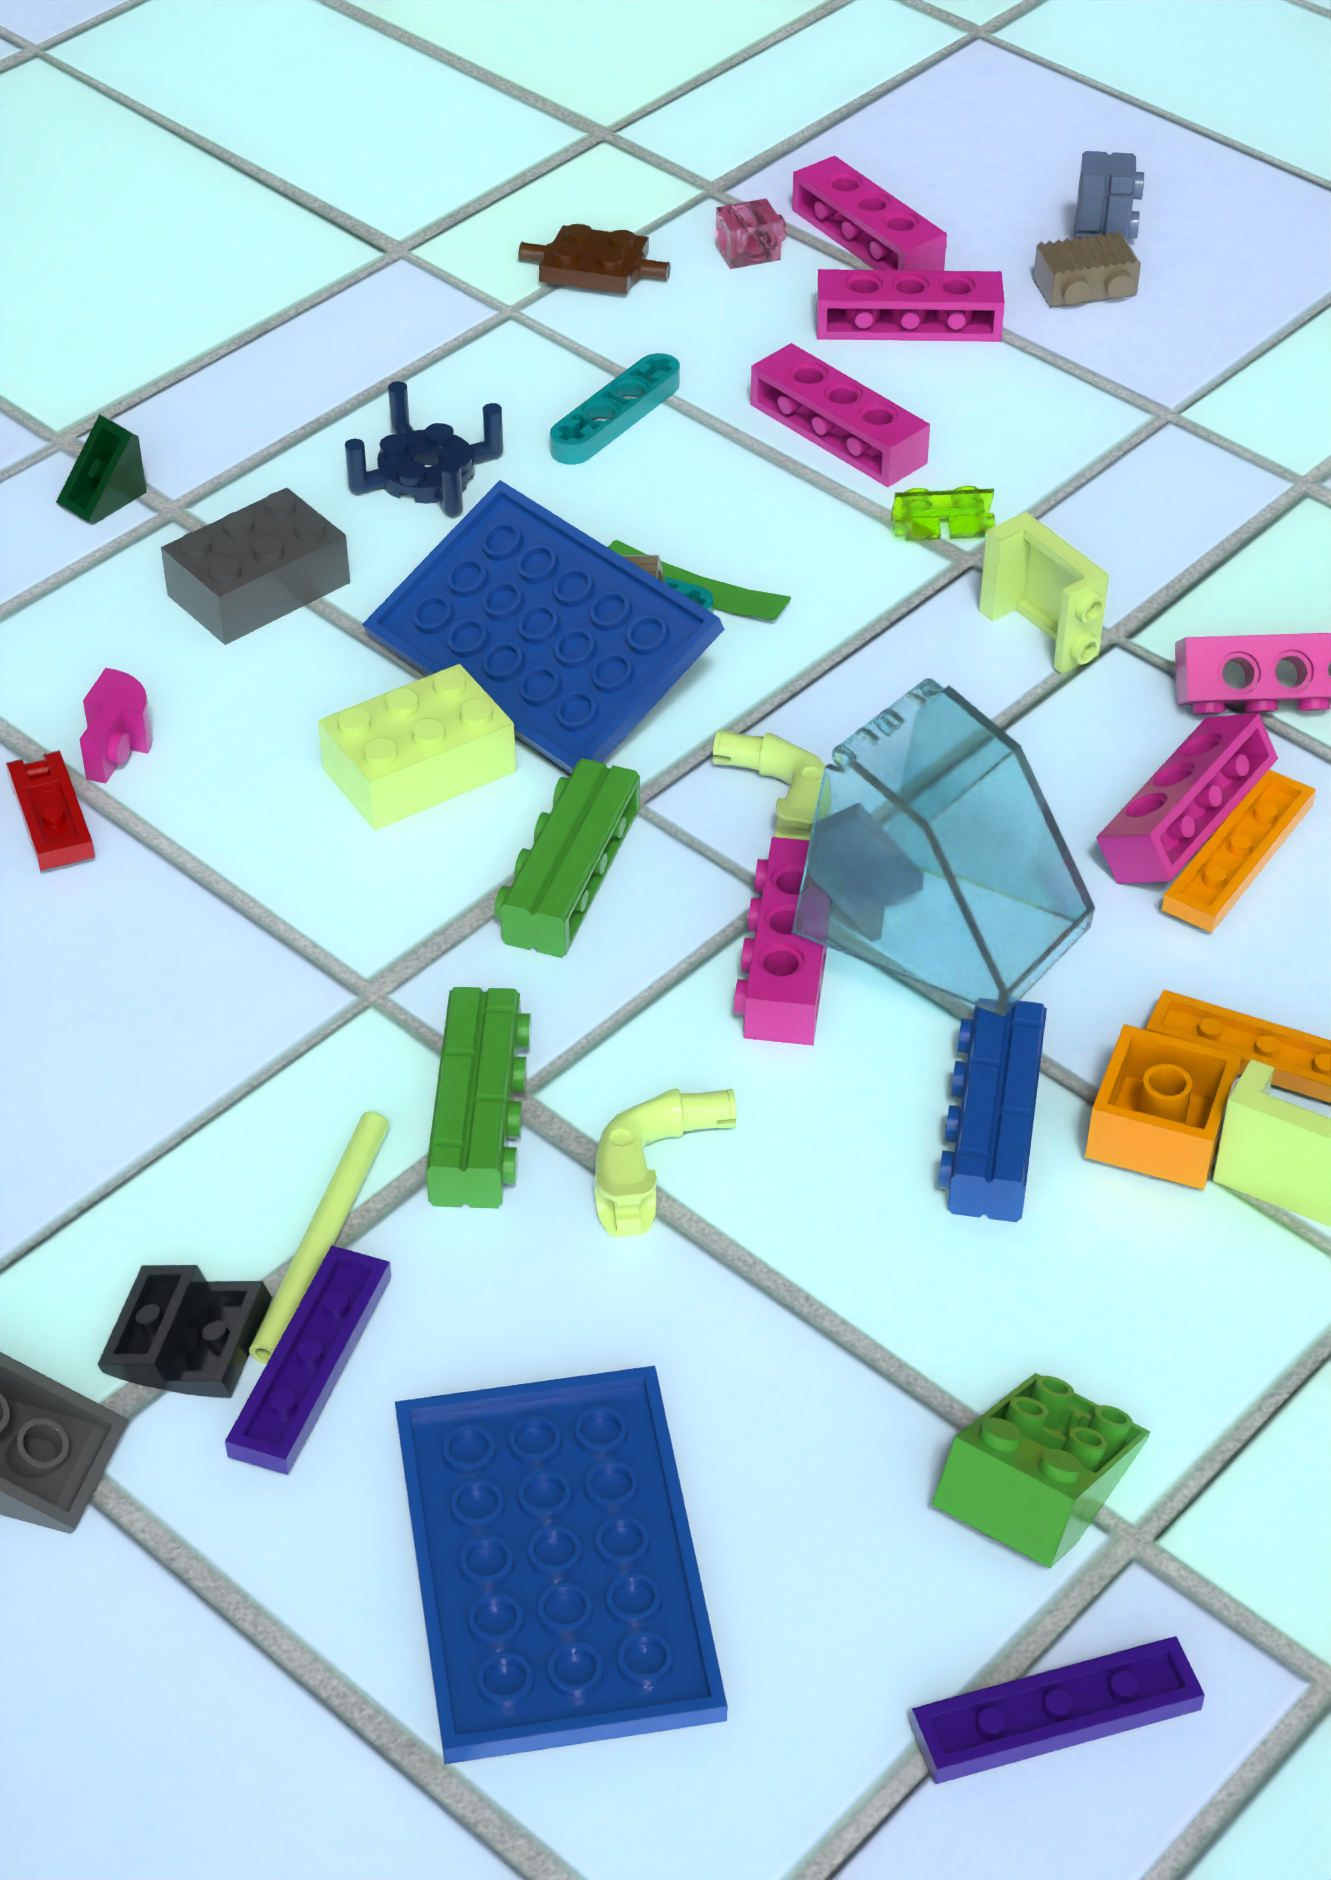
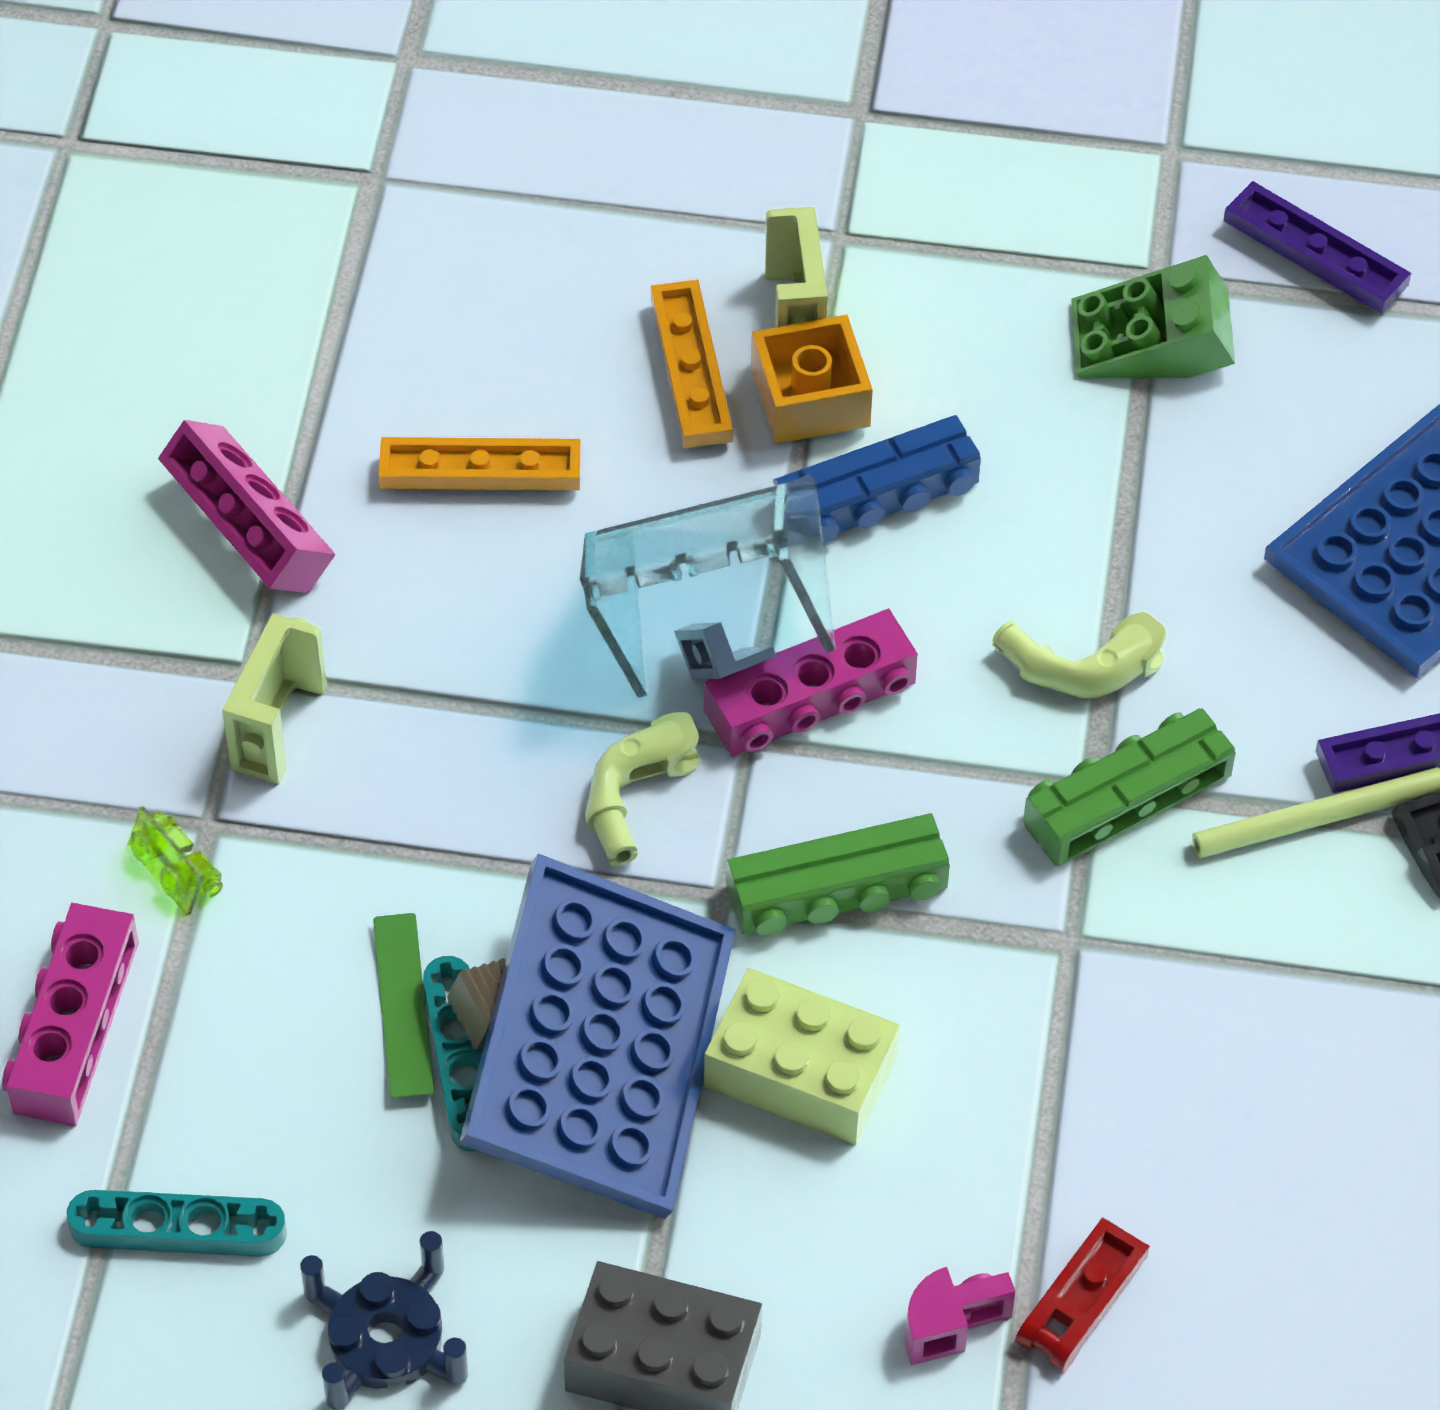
camera: 125 degrees left, 10 degrees up
(1187, 799) = (383, 487): dark pink brick -> none

